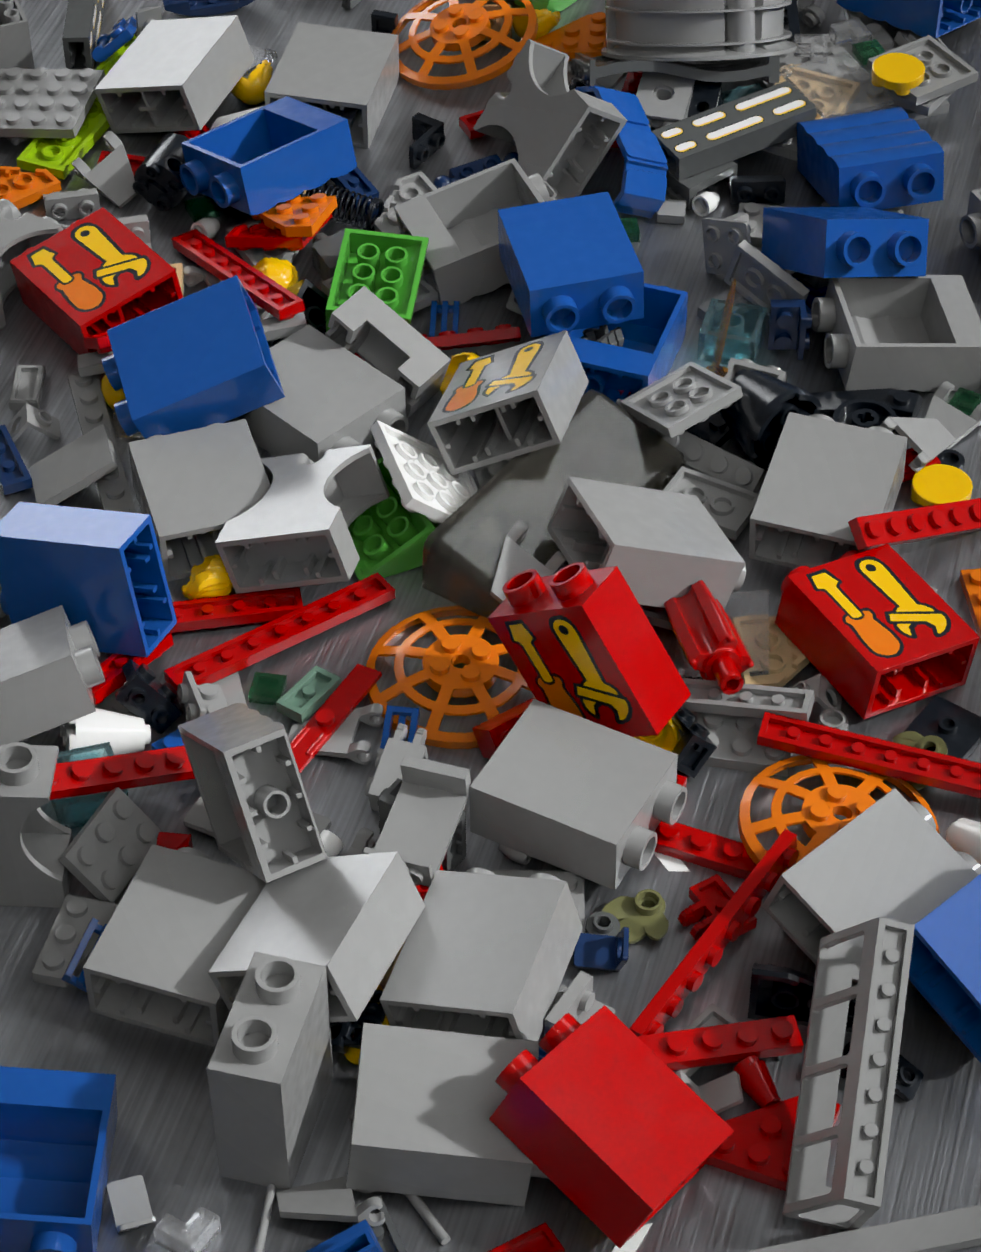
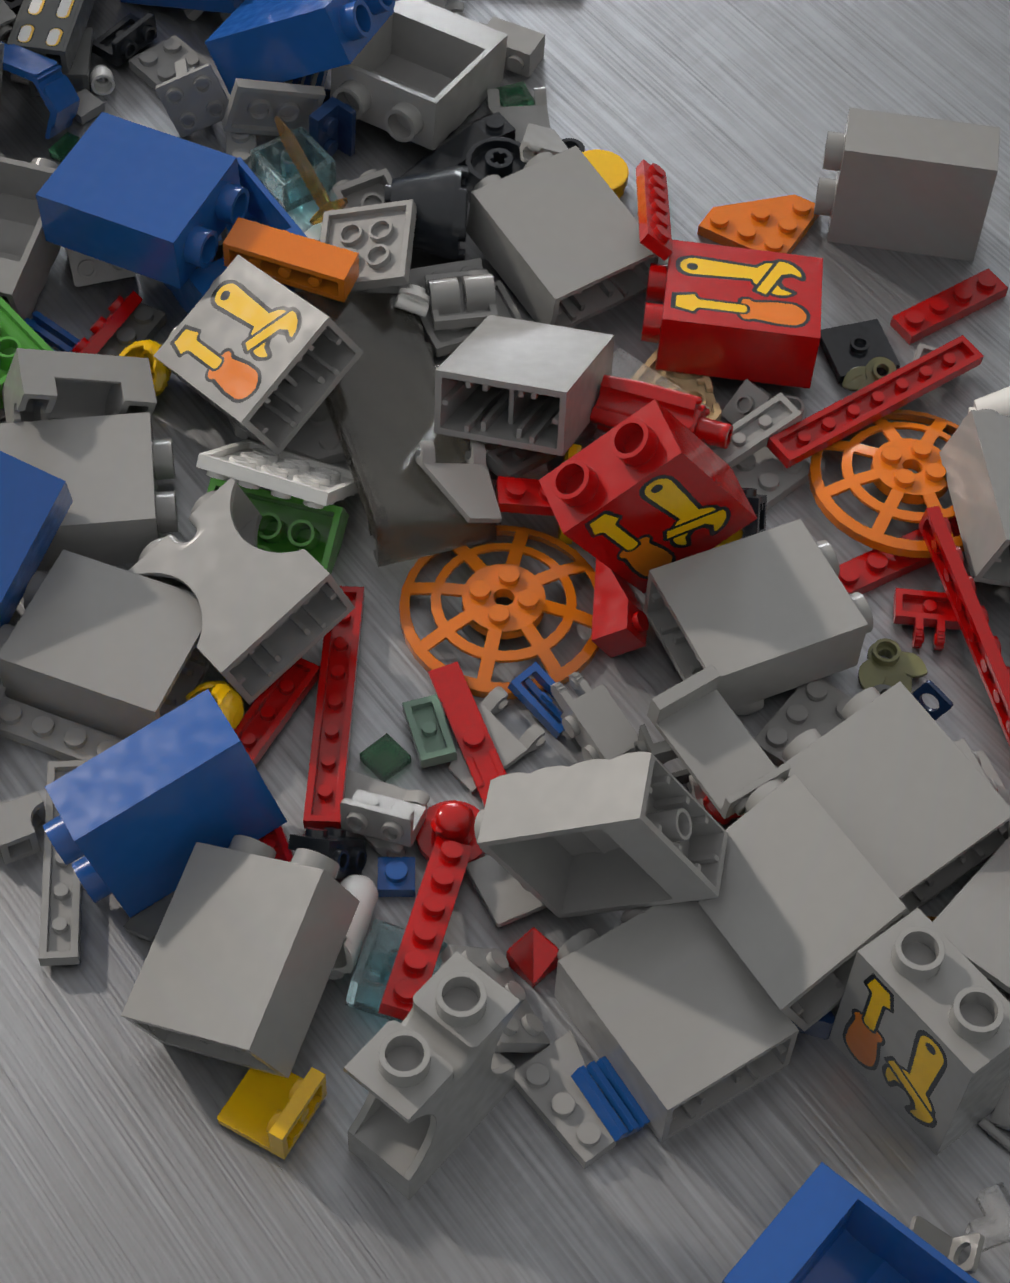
camera: 55 degrees left, 10 degrees up
(613, 366) = (294, 258): none -> orange brick
(670, 456) = (413, 300): none -> white plate
(709, 479) = (460, 298): none -> light grey plate

